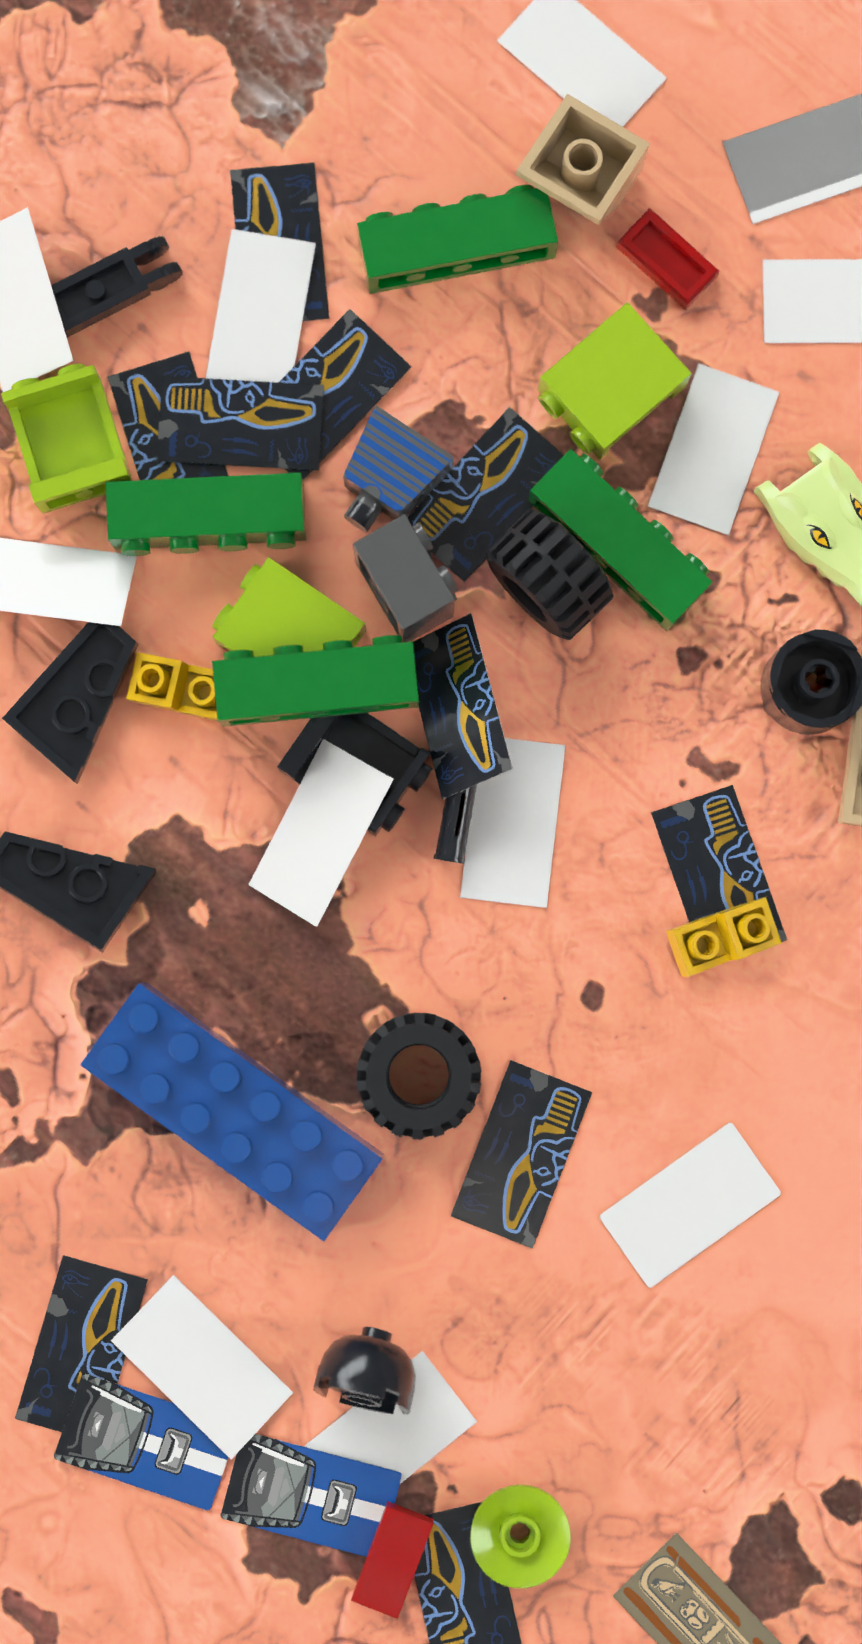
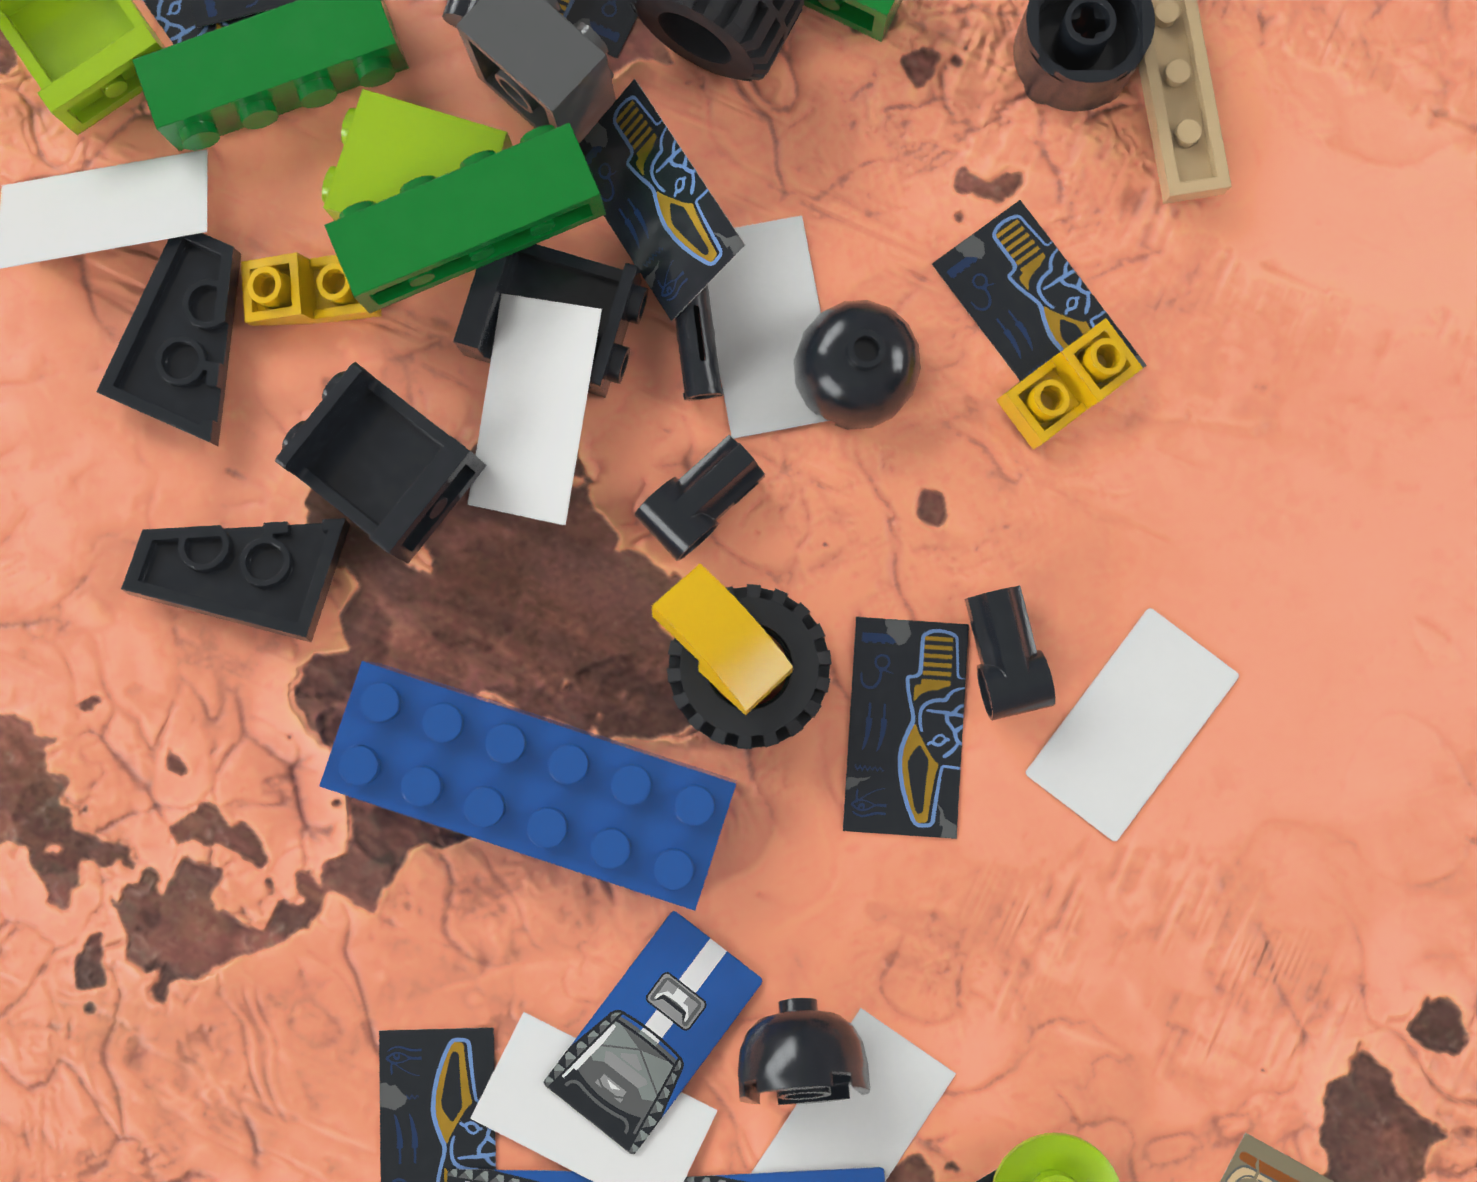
camera: 10 degrees left, 0 degrees up
(194, 836) = (379, 462): none -> black panel
(264, 1320) = (653, 1032): none -> sticker
(406, 1052) = (723, 637): none -> yellow slope
(414, 940) = (688, 508): none -> black piece
(569, 873) = (857, 364): none -> black cylinder
(612, 1137) = (1011, 671): none -> black piece

